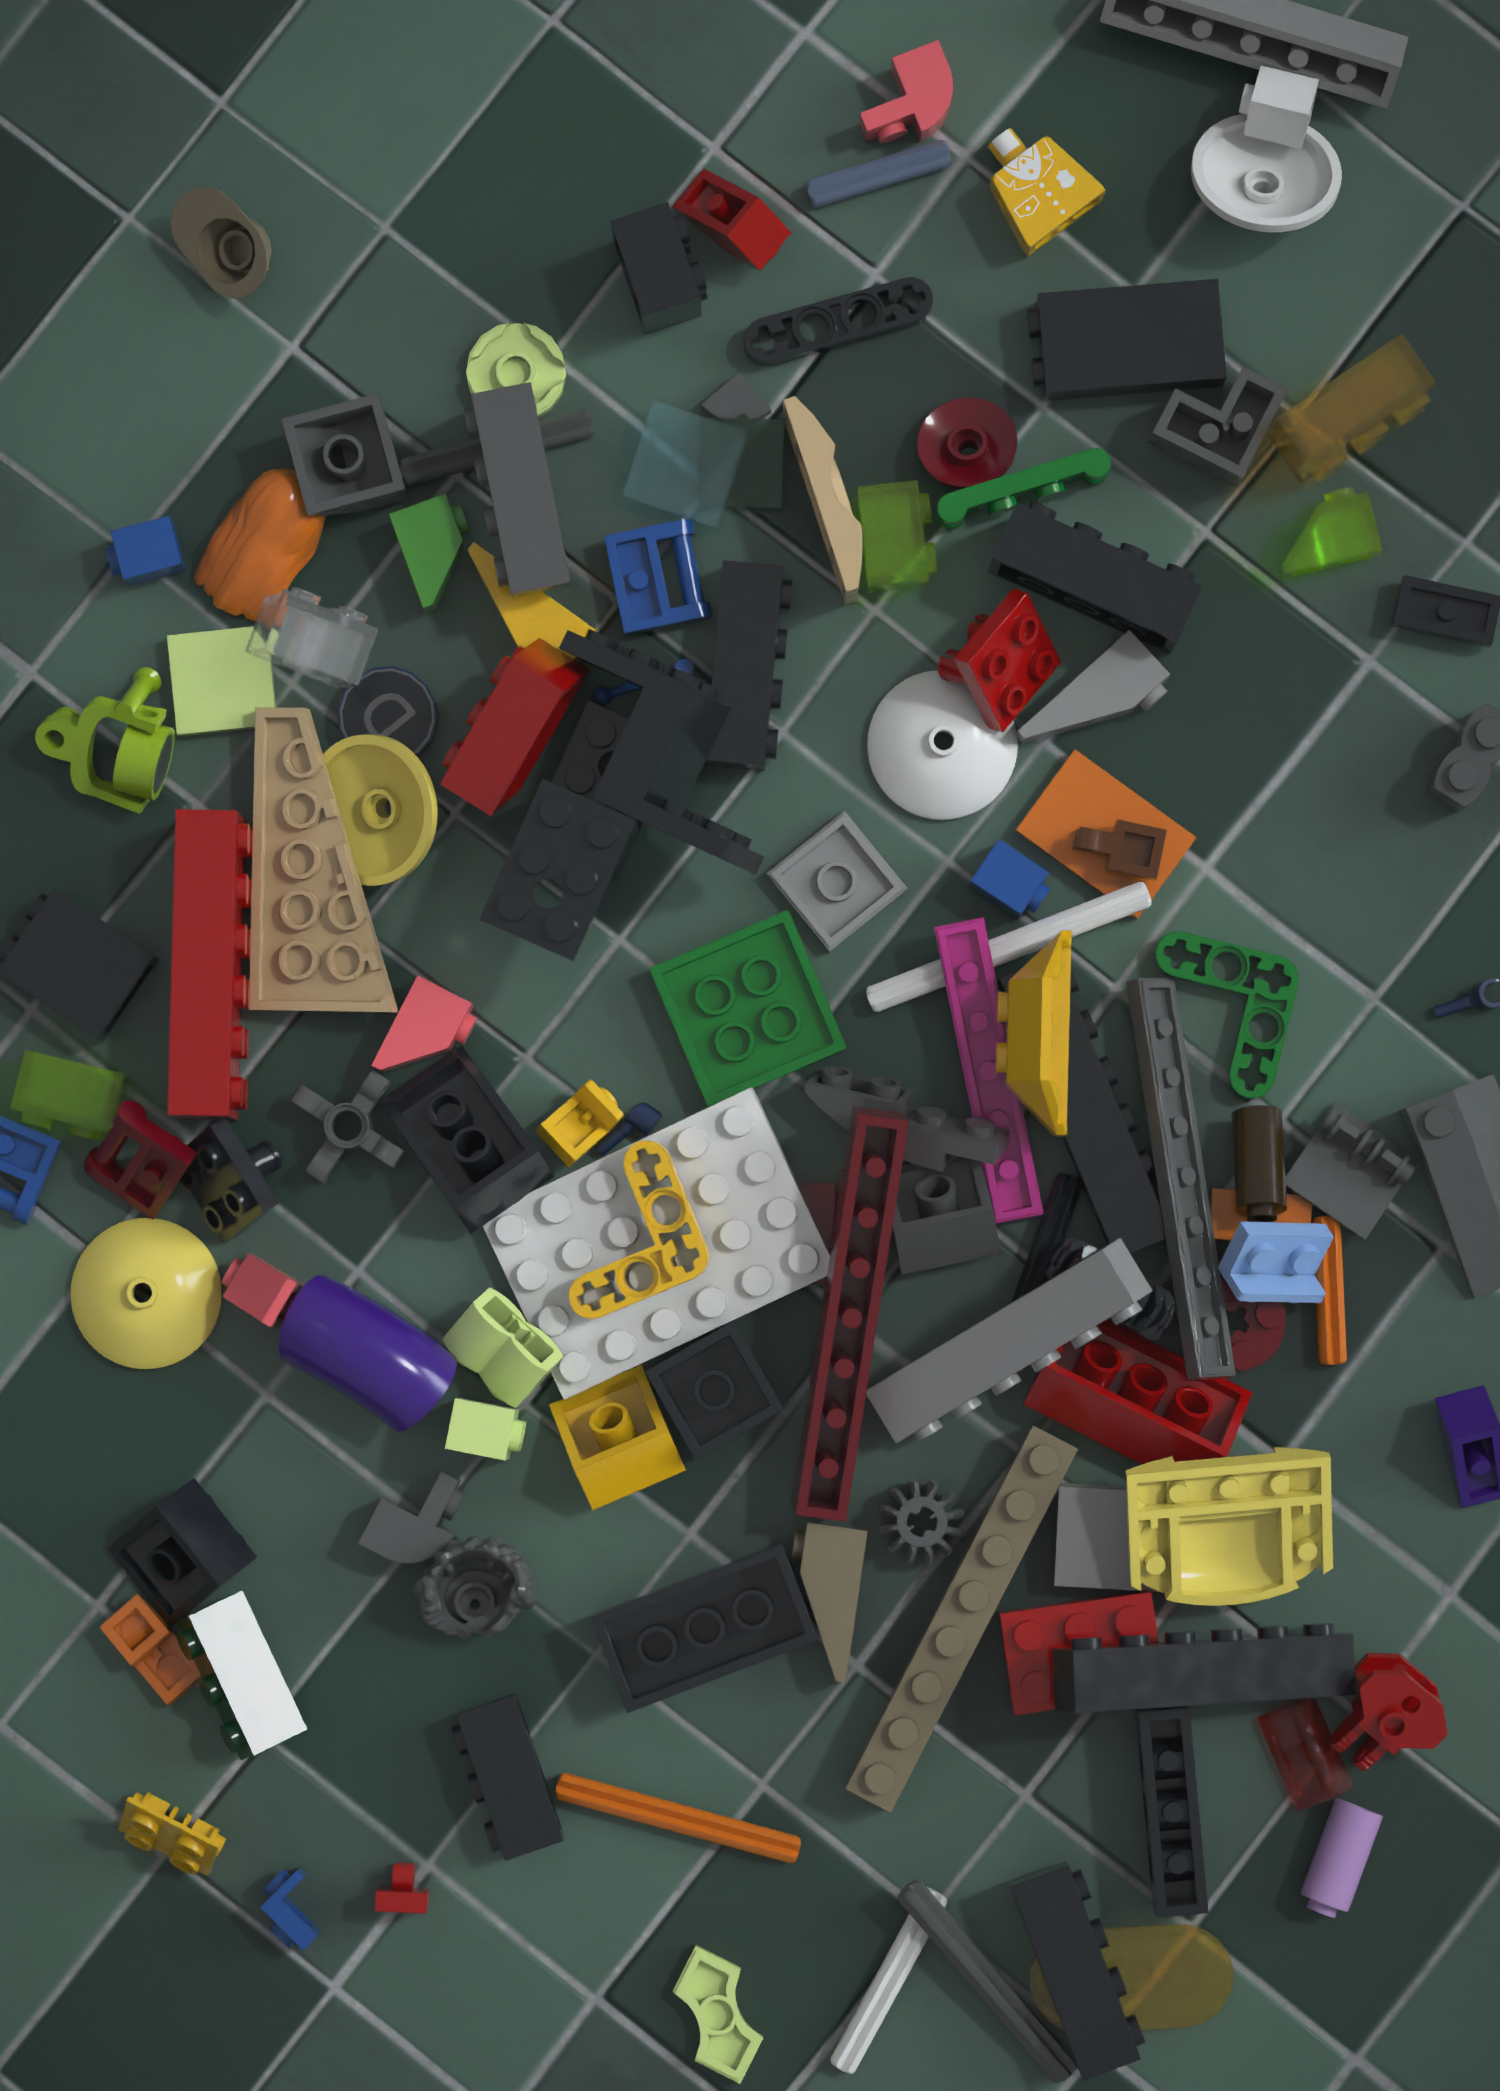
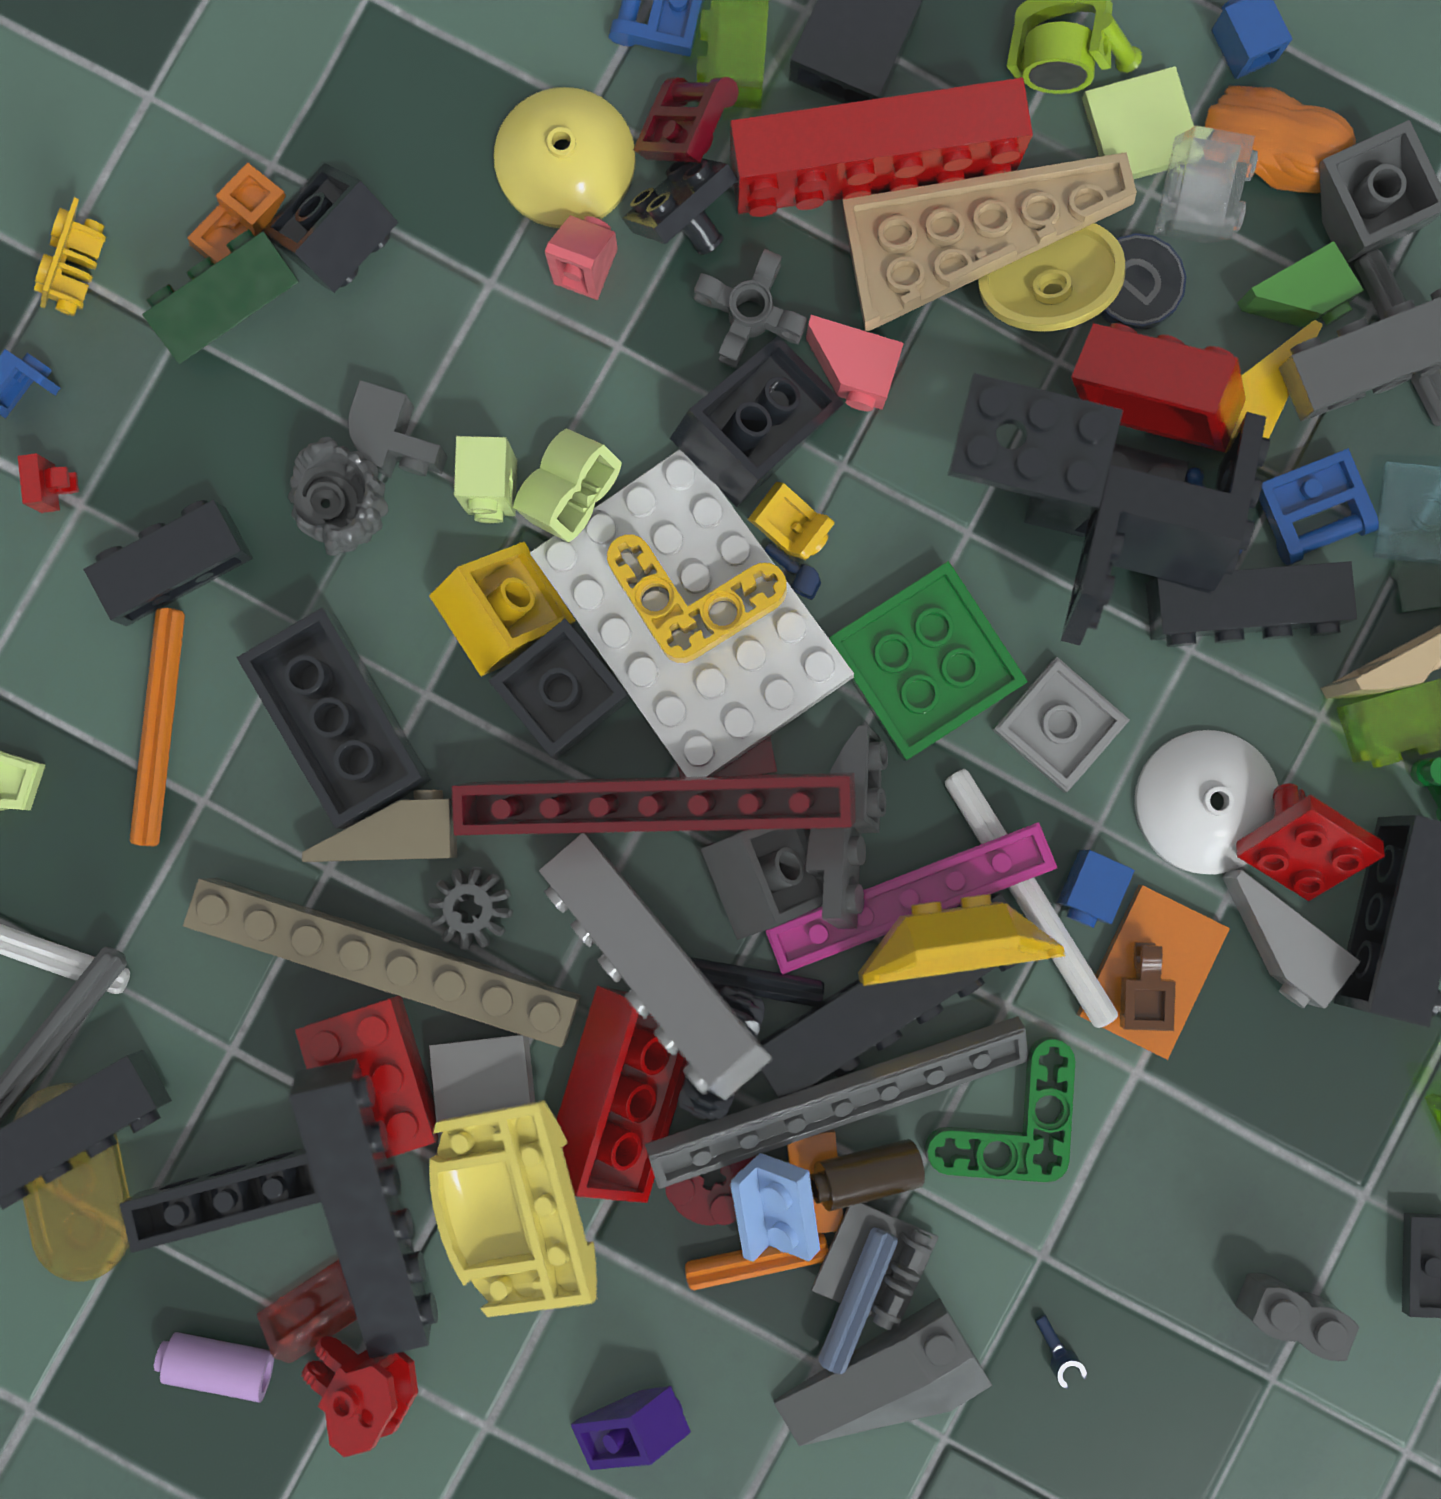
camera: 75 degrees right, 0 degrees up
(365, 1352) = (541, 351): dark purple brick -> none
(1382, 1194) = (858, 1300): none -> sand blue axle

